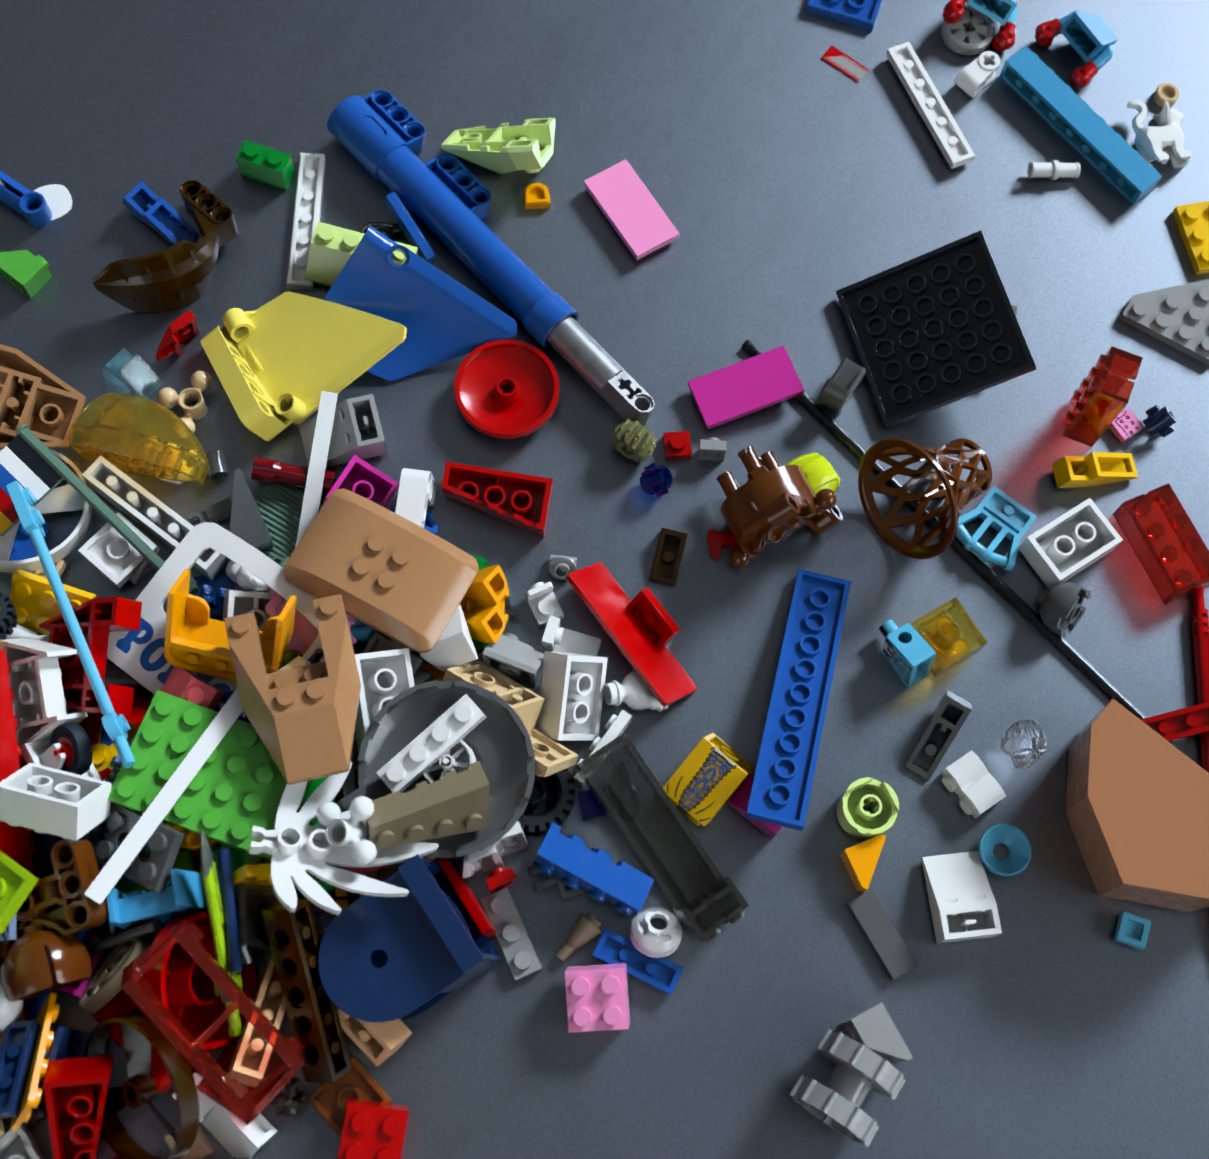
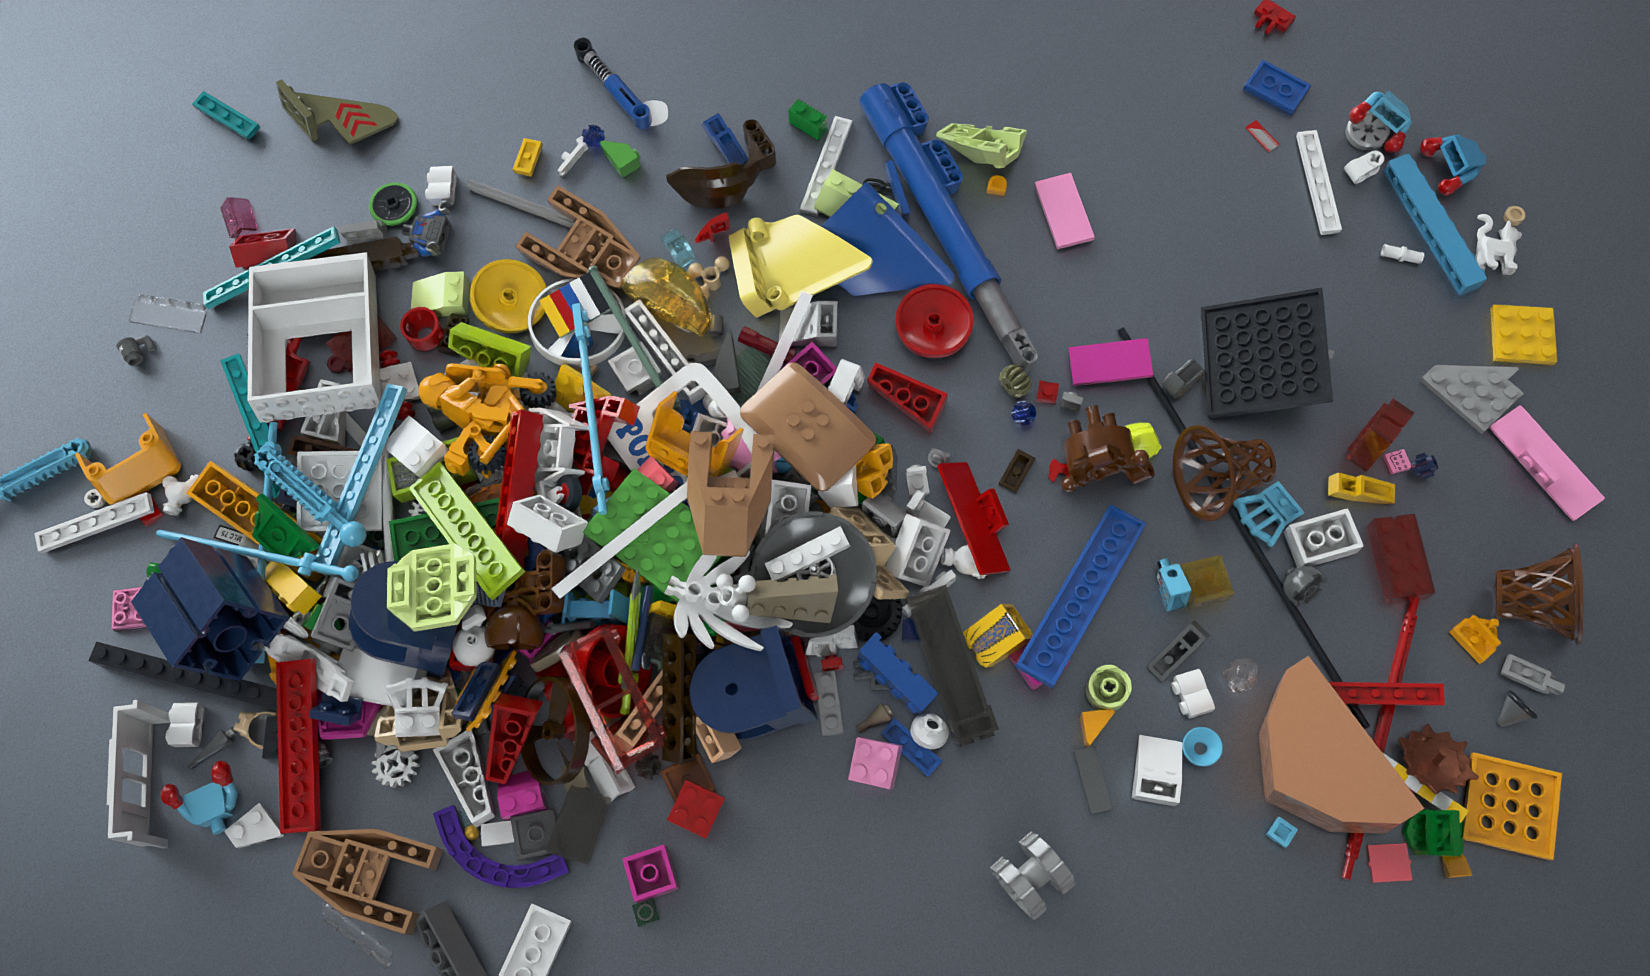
camera: 30 degrees right, 0 degrees up
(878, 1033) = (1066, 845): light grey slope -> none

